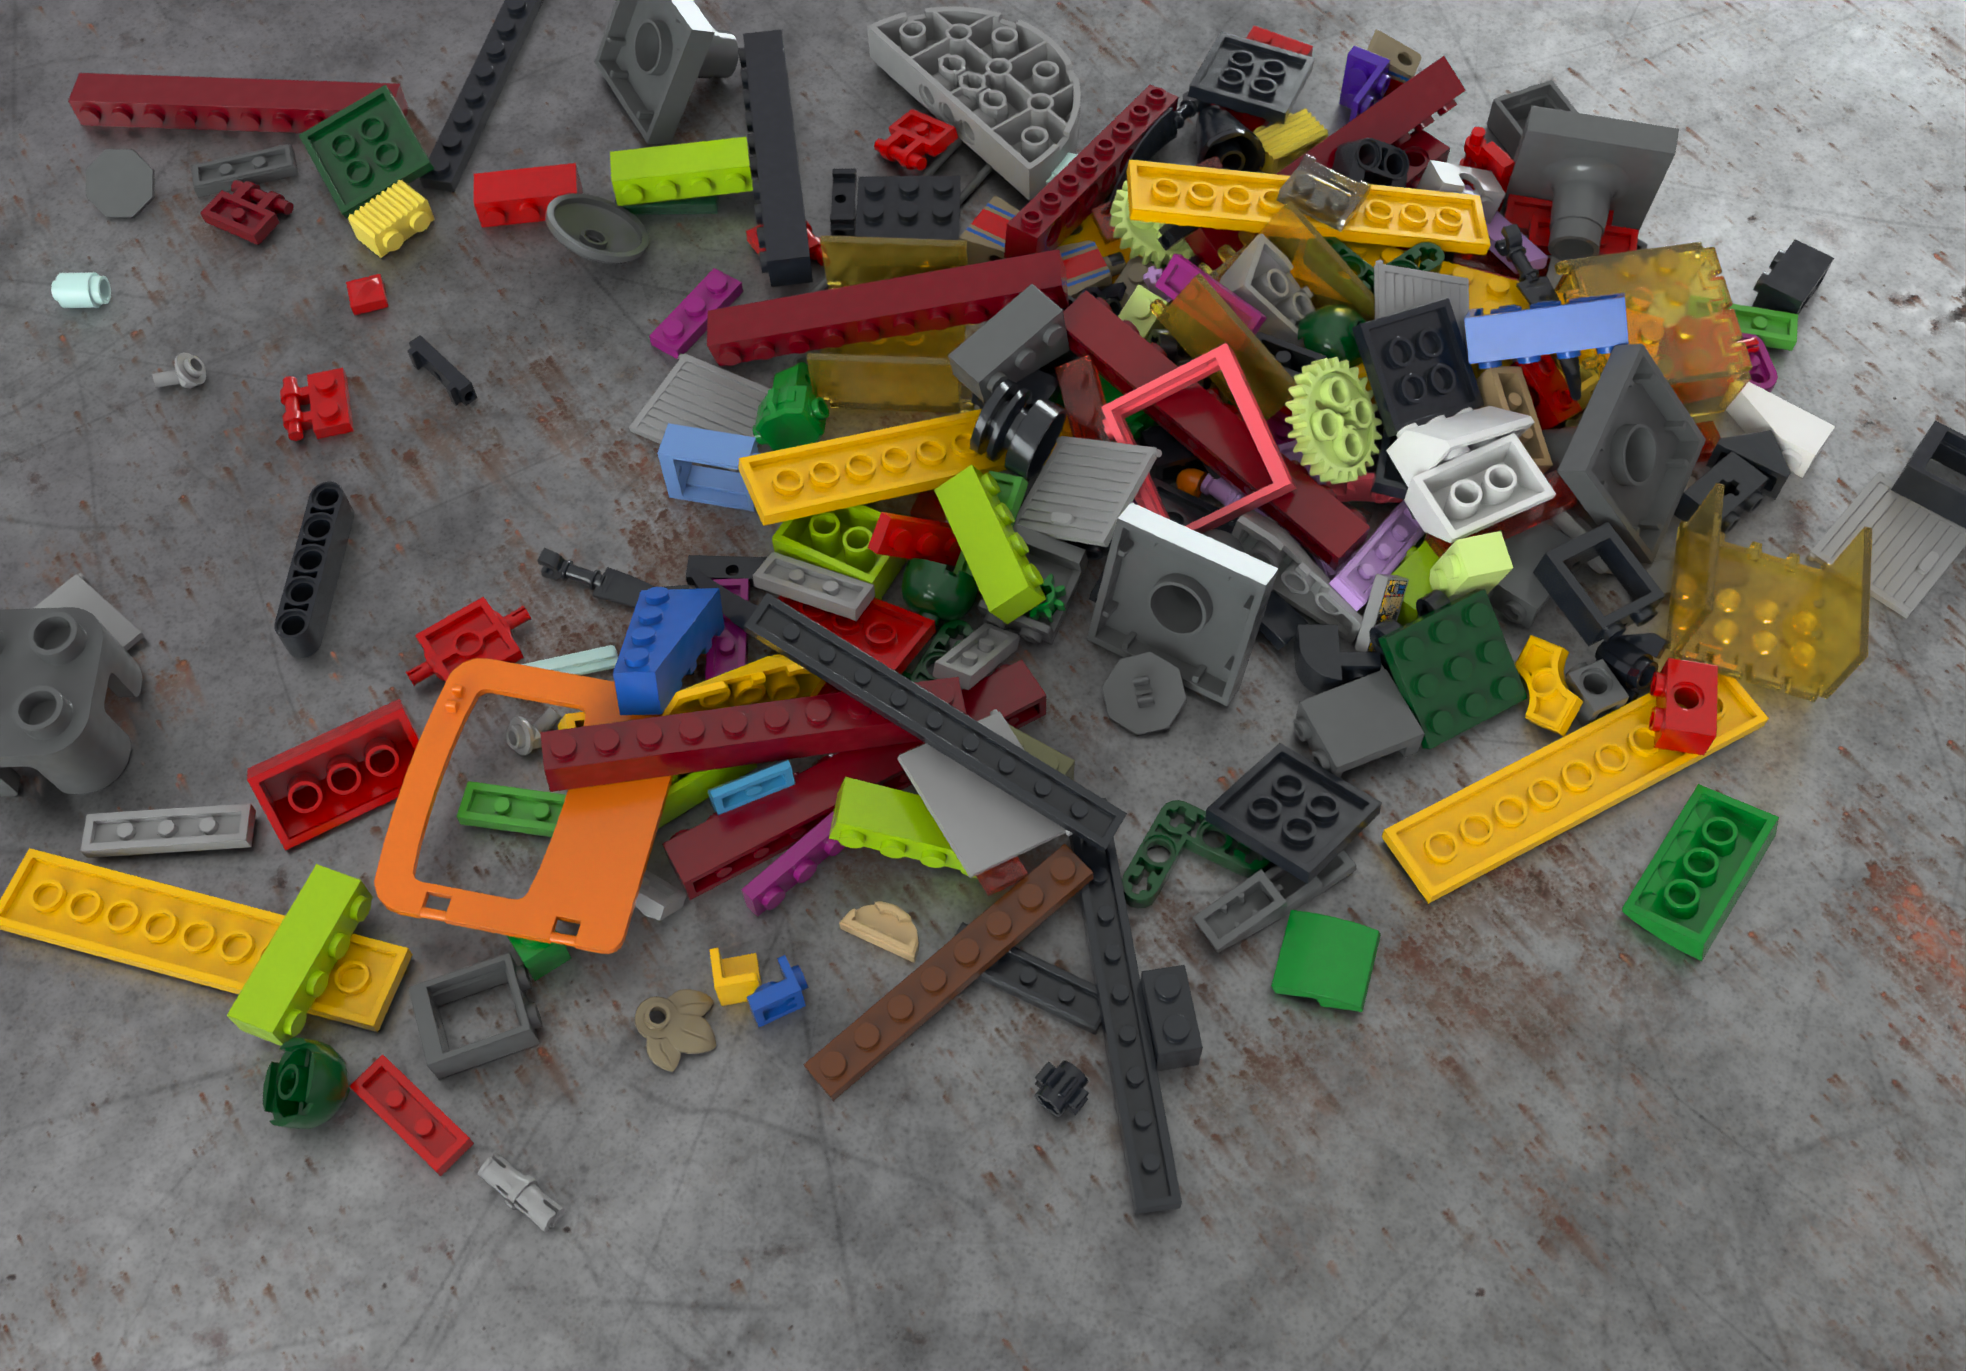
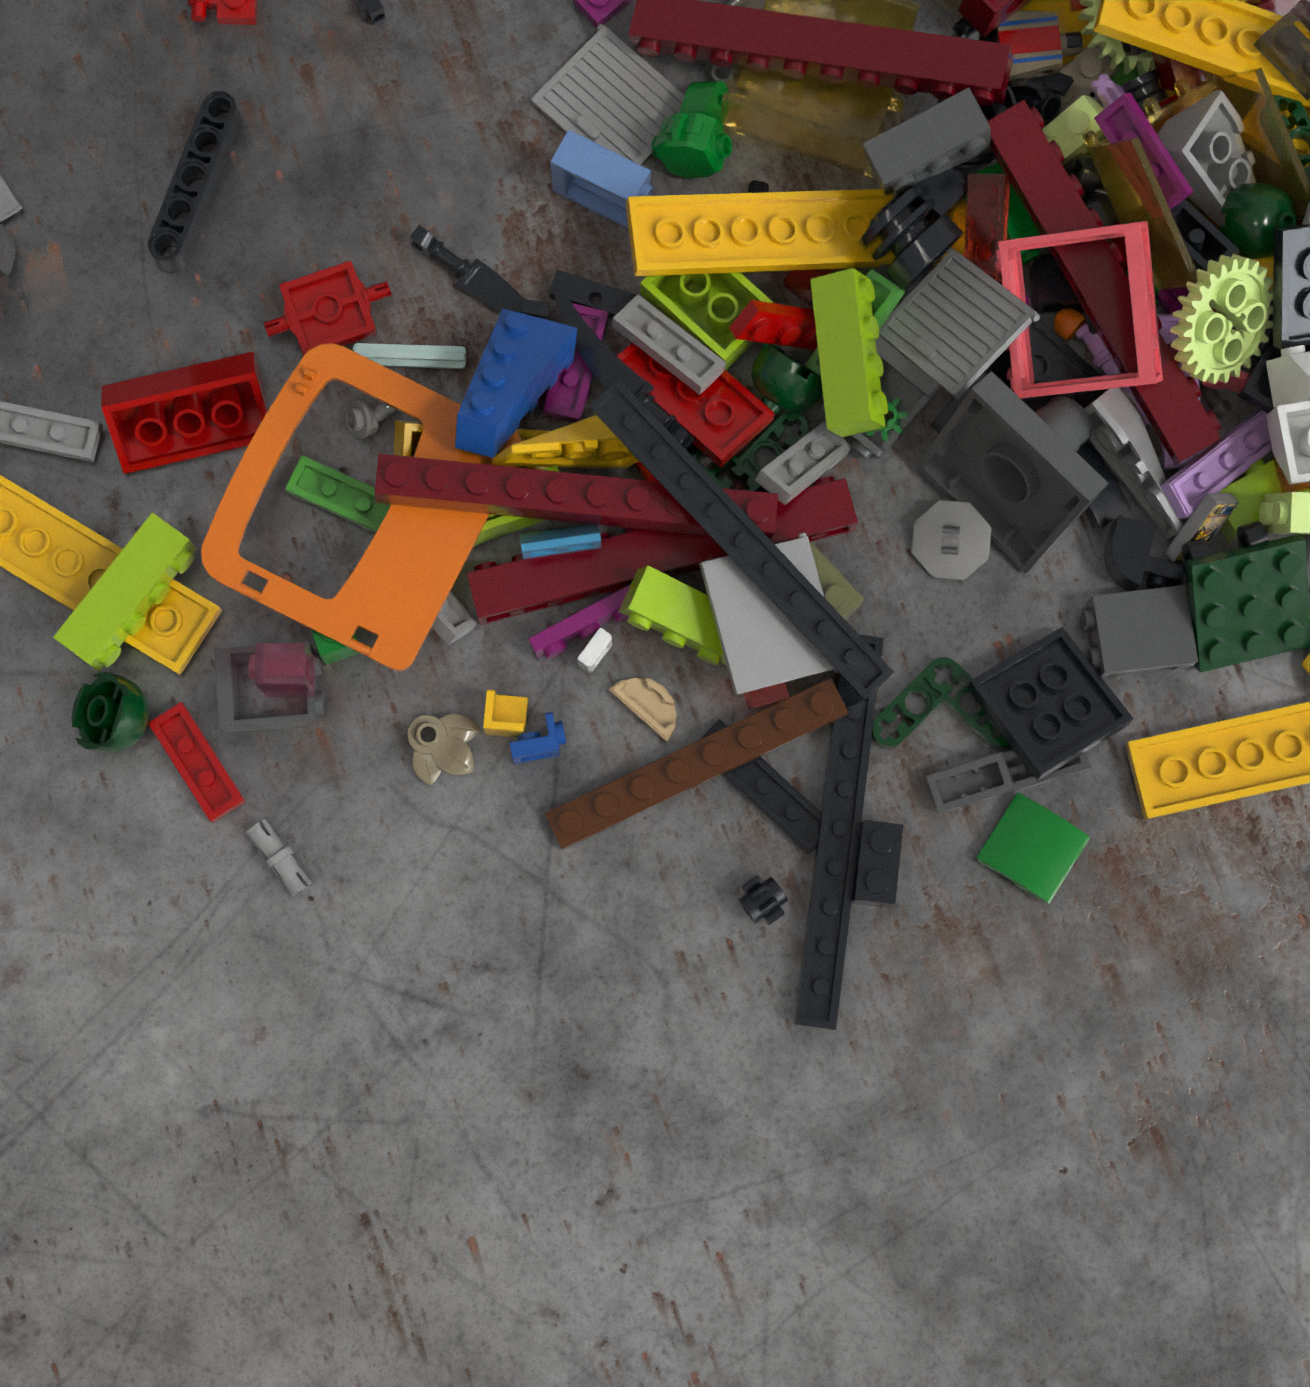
camera: 10 degrees right, 20 degrees up
(484, 977) = (283, 669): none -> clear pink brick
(814, 888) = (595, 651): none -> white tile

